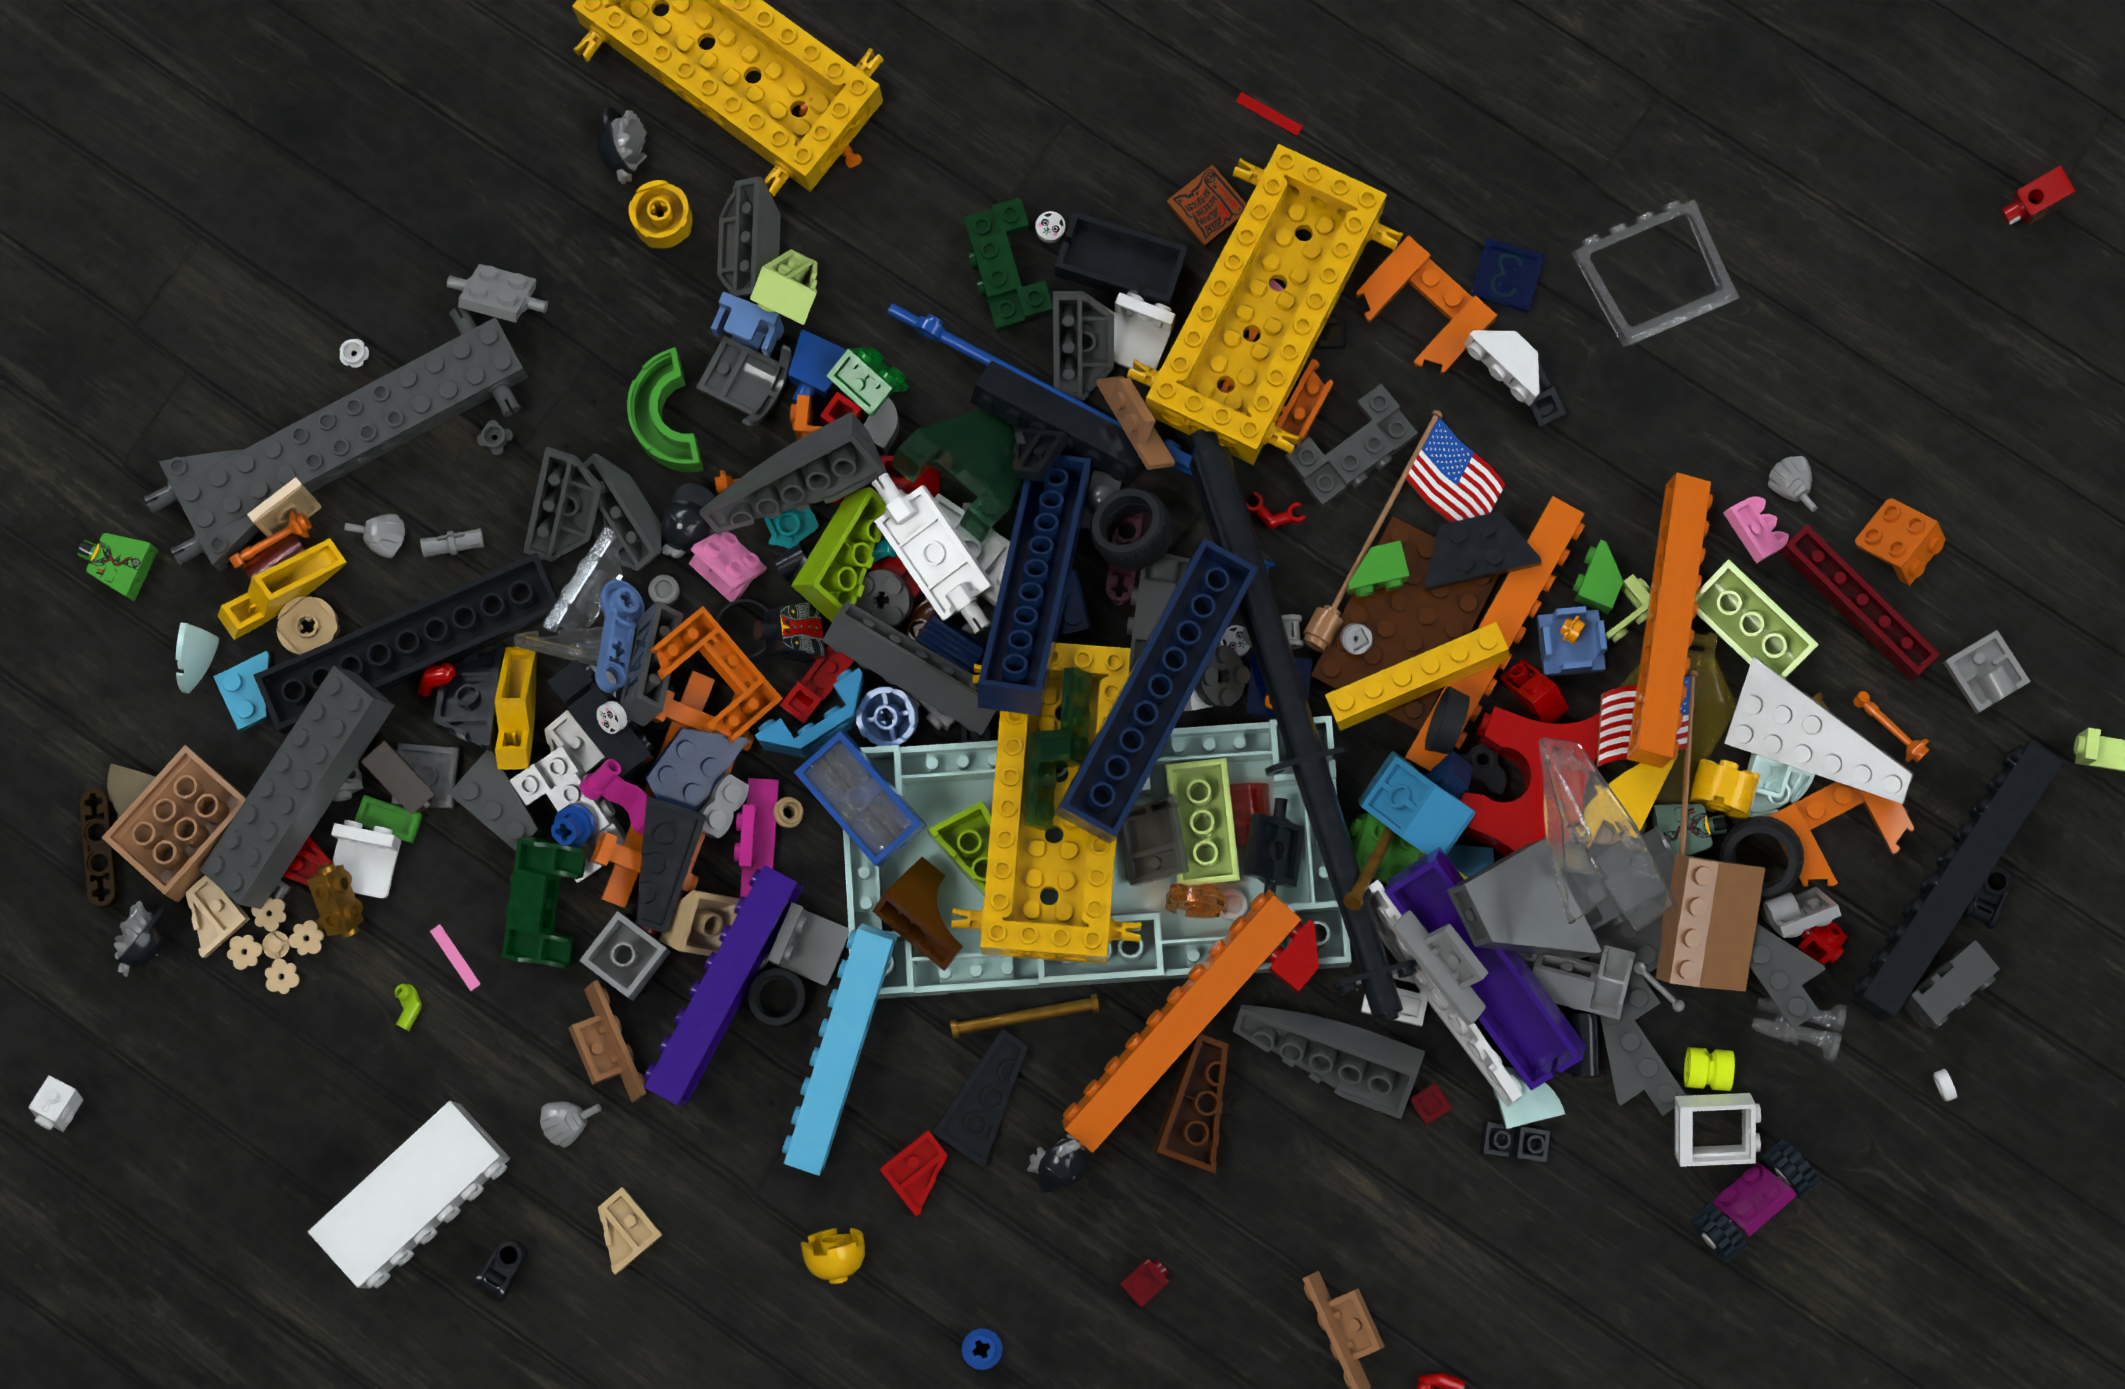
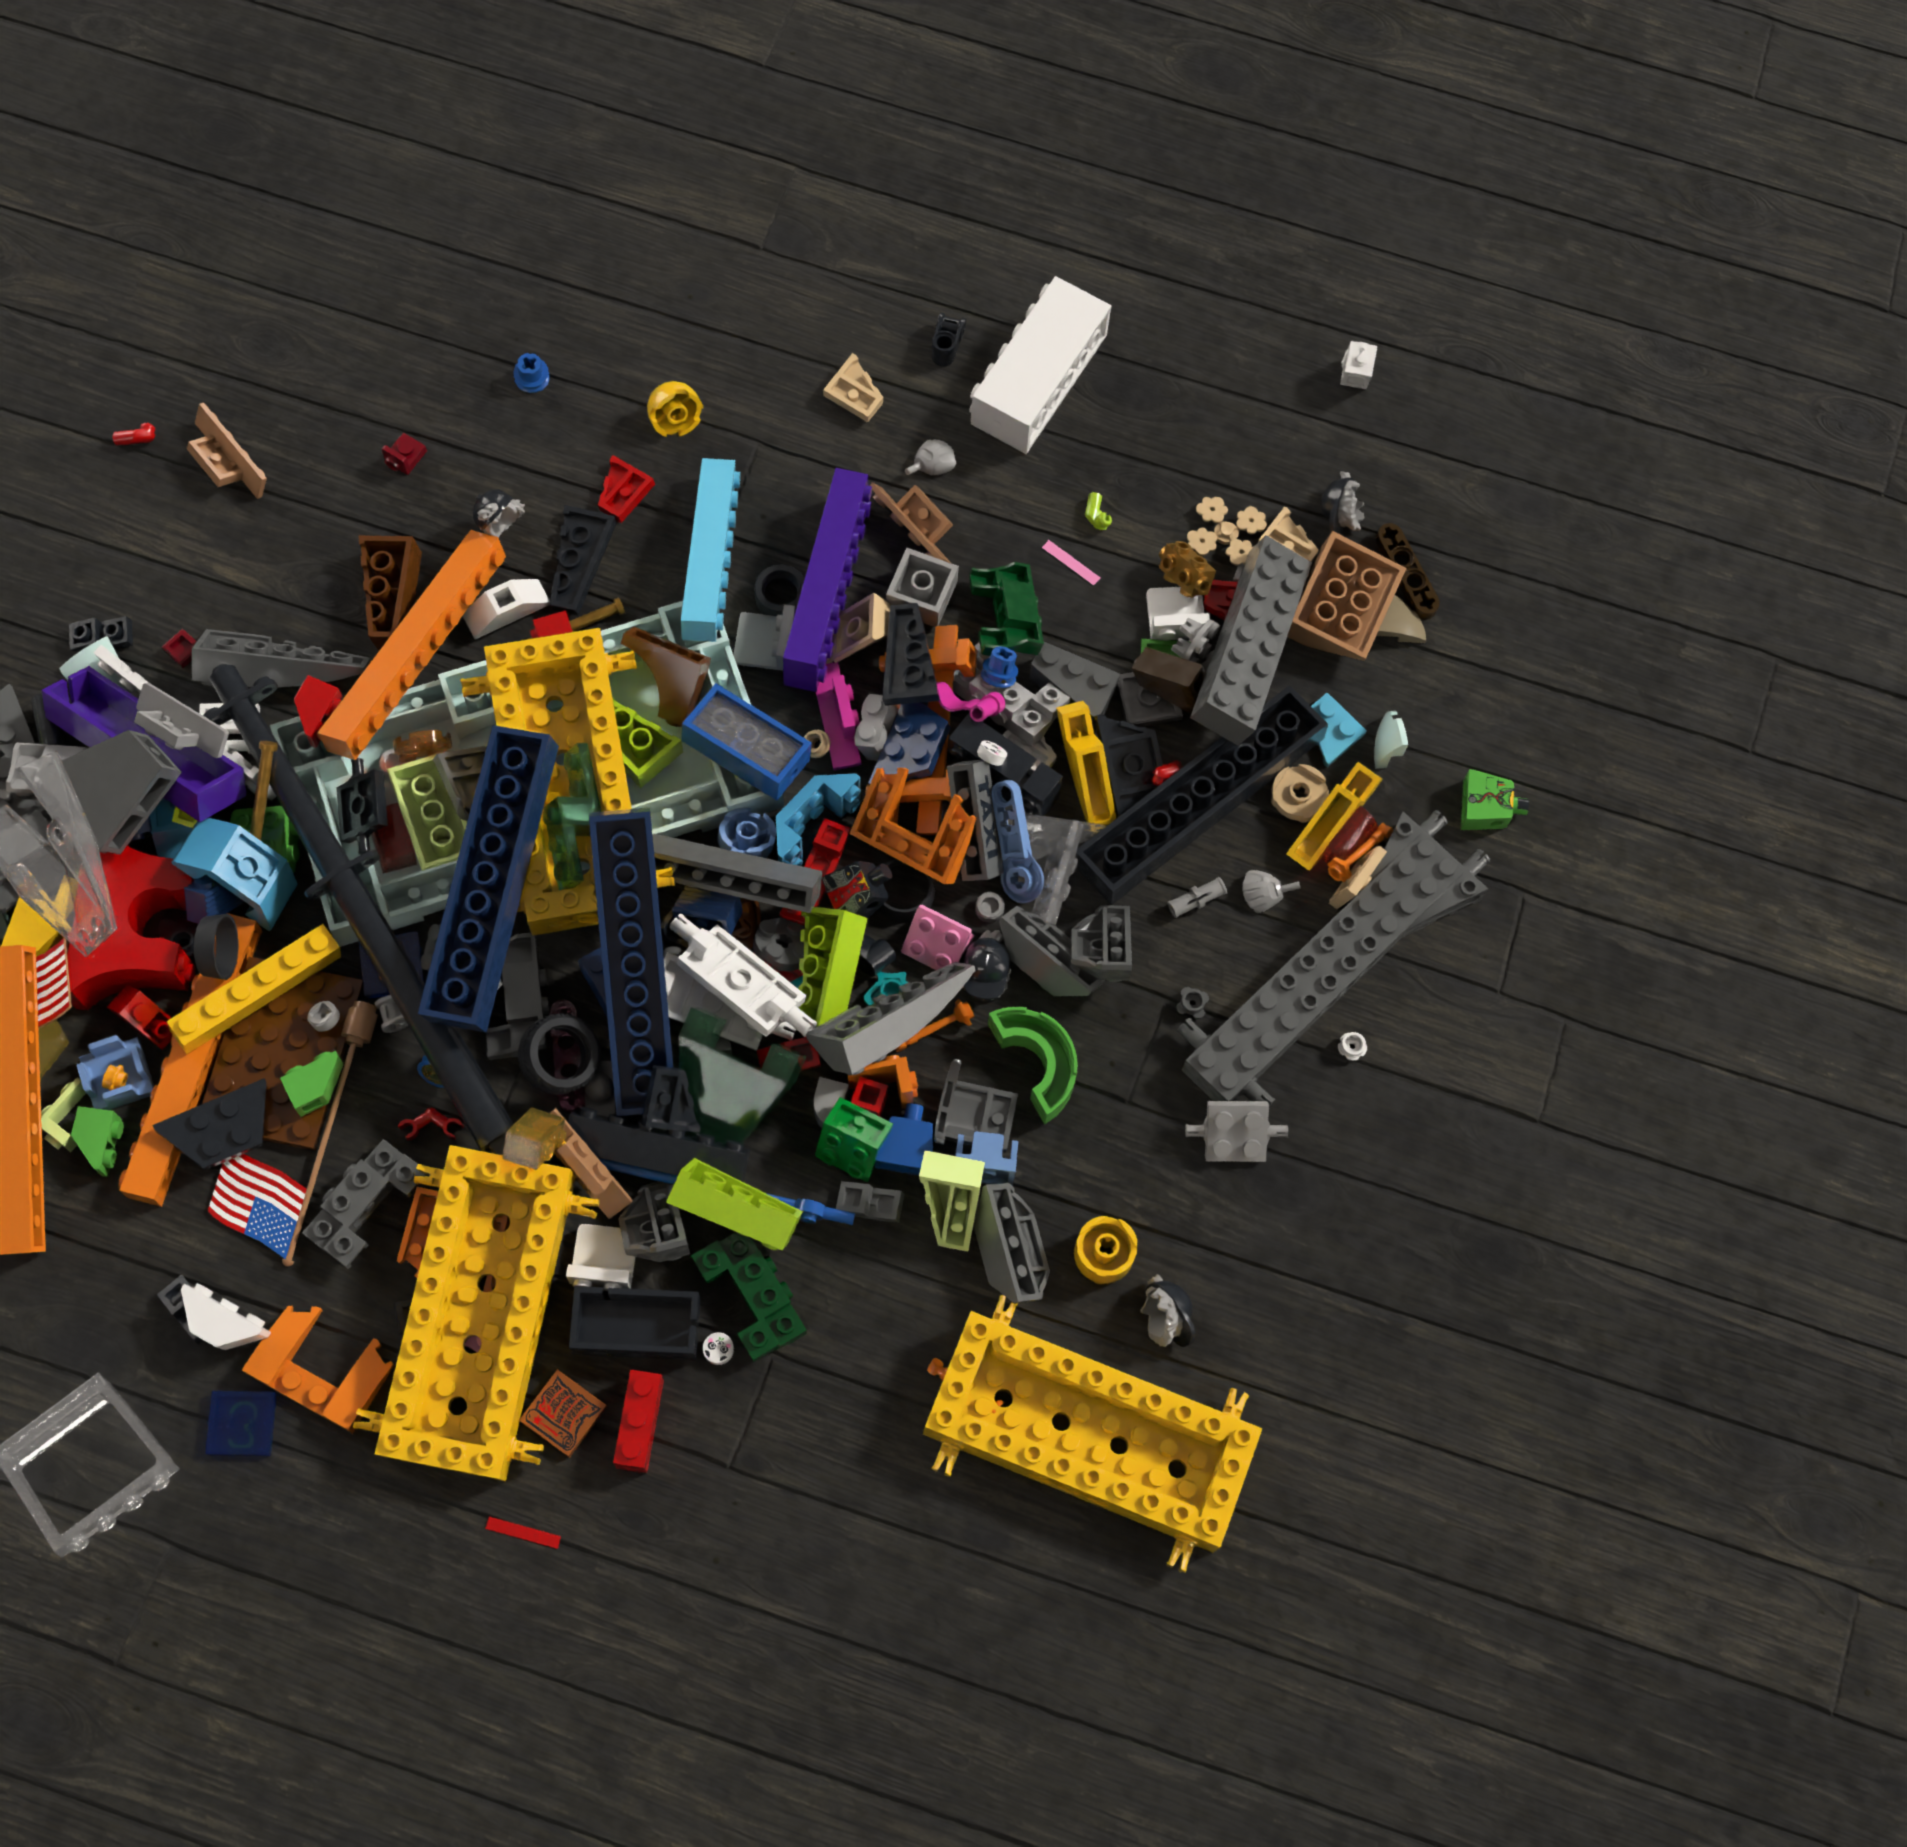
camera: 155 degrees right, 10 degrees down
(360, 800) = (1199, 638): none -> light grey plate
(870, 325) = (870, 1201): none -> dark grey slope
(1001, 338) = (734, 1204): none -> lime wedge
(1032, 1004) = (551, 625): none -> red brick
(1073, 1055) = (505, 605): none -> white slope
(1140, 175) = (638, 1421): none -> red brick
(1174, 434) = (534, 1138): none -> clear yellow brick

